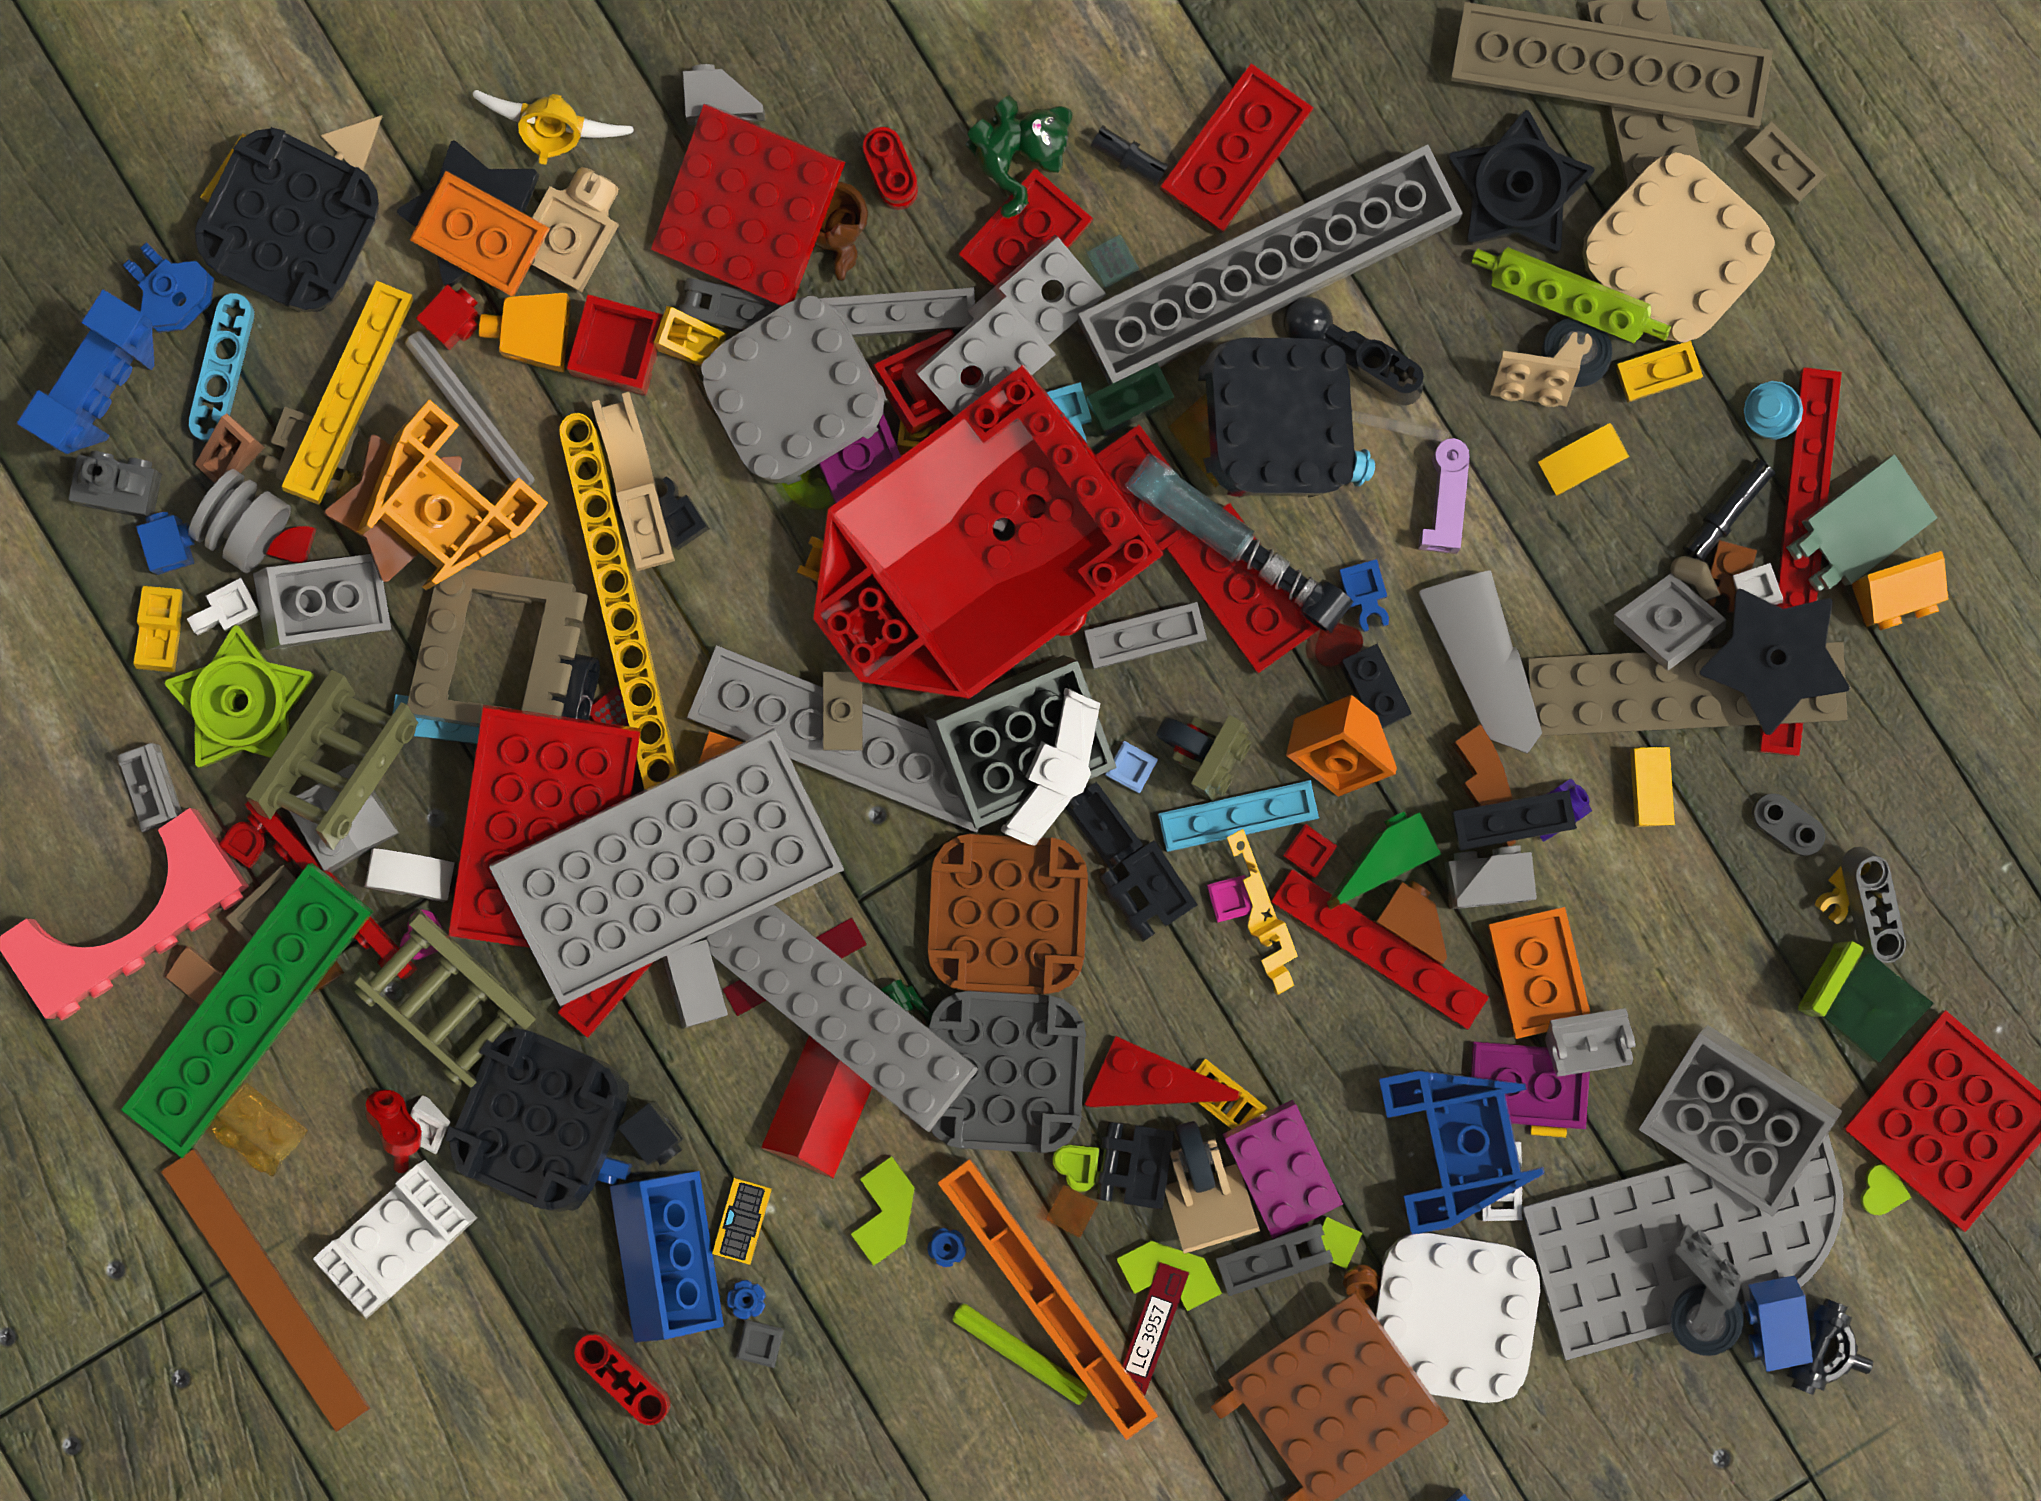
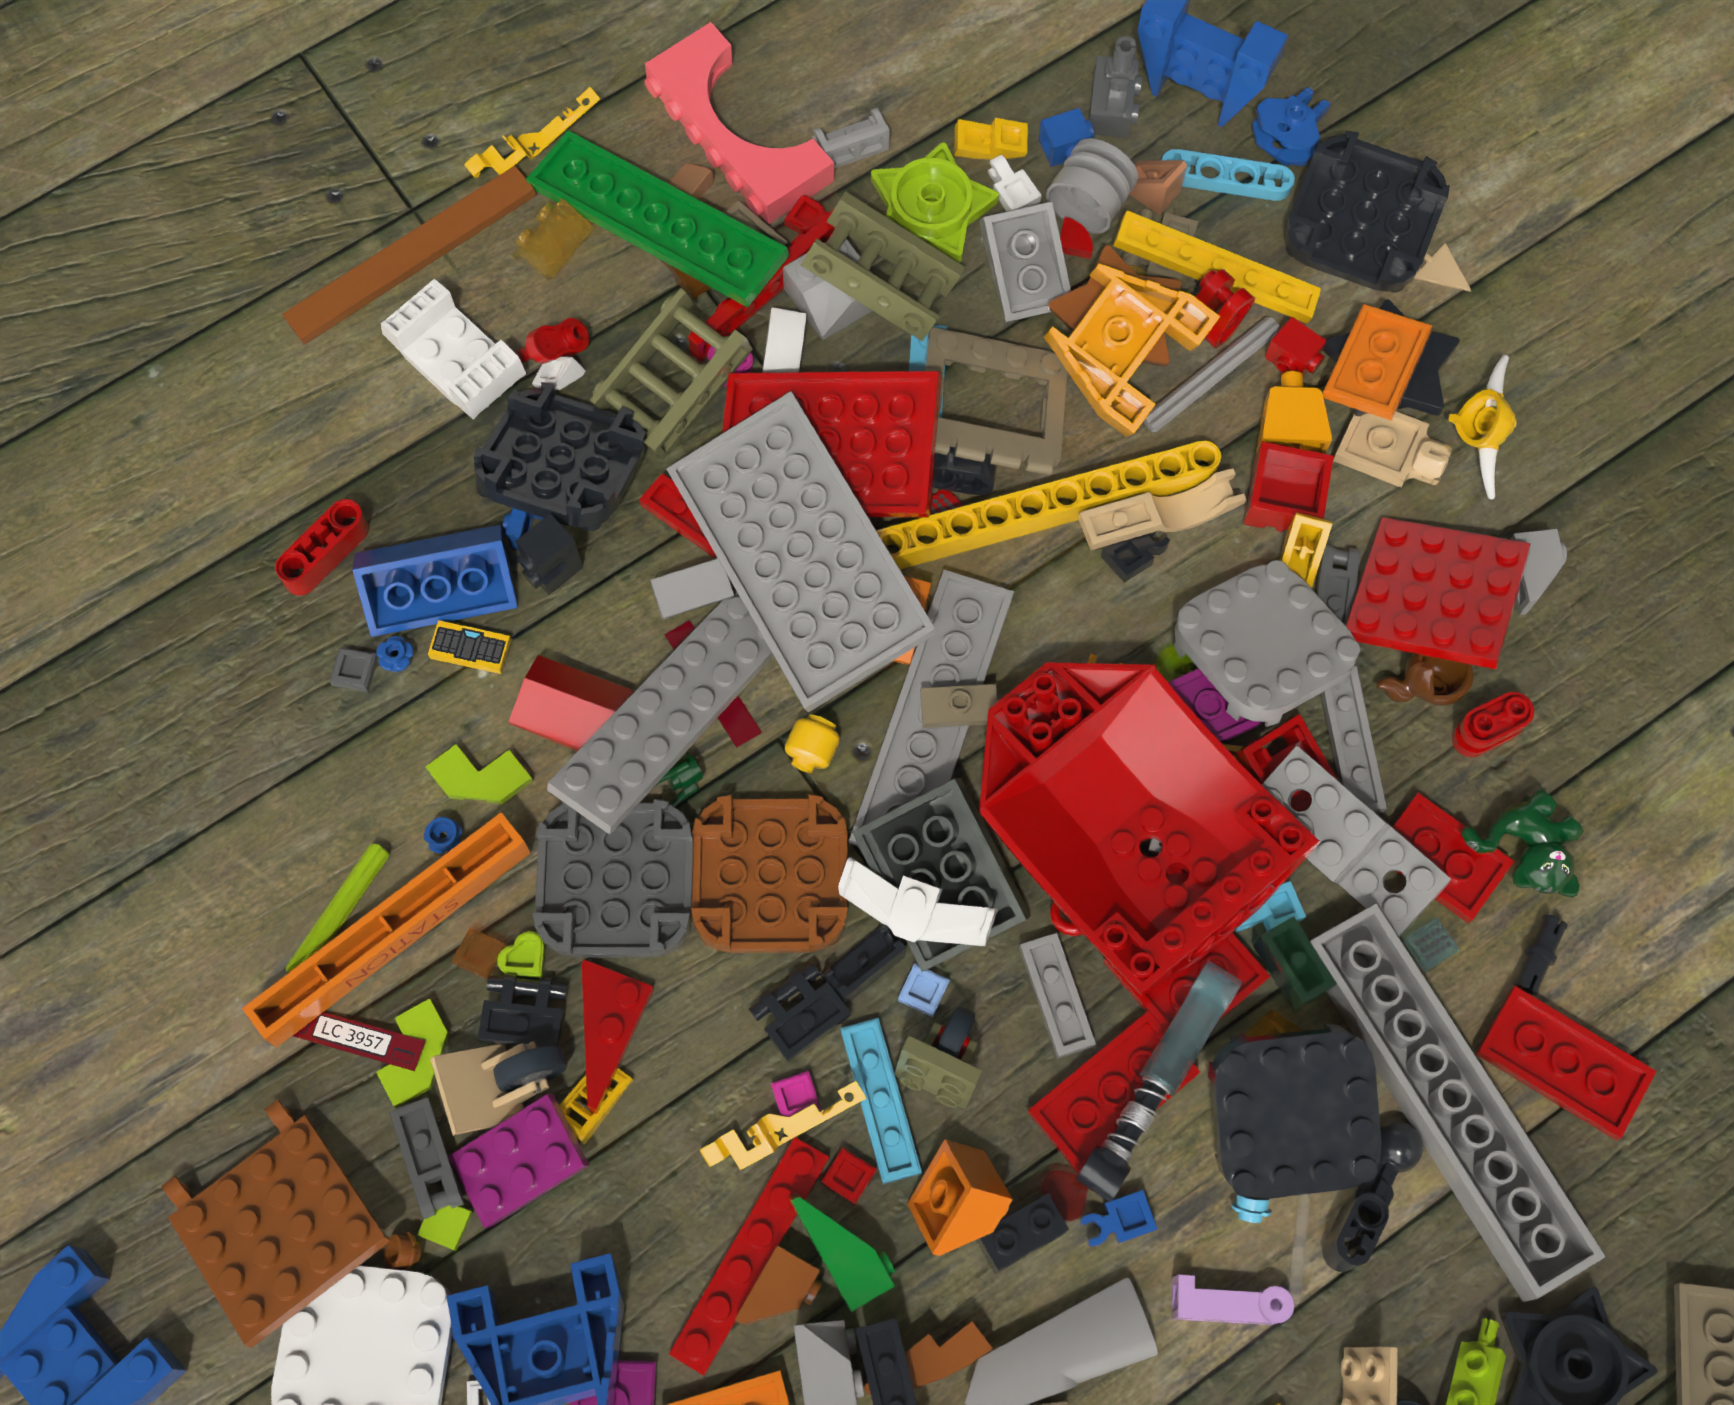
camera: 85 degrees right, 15 degrees down
(129, 1166) = (521, 145): none -> yellow piece
(381, 400) = (1236, 305): none -> red brick
(873, 865) = (812, 743): none -> yellow head

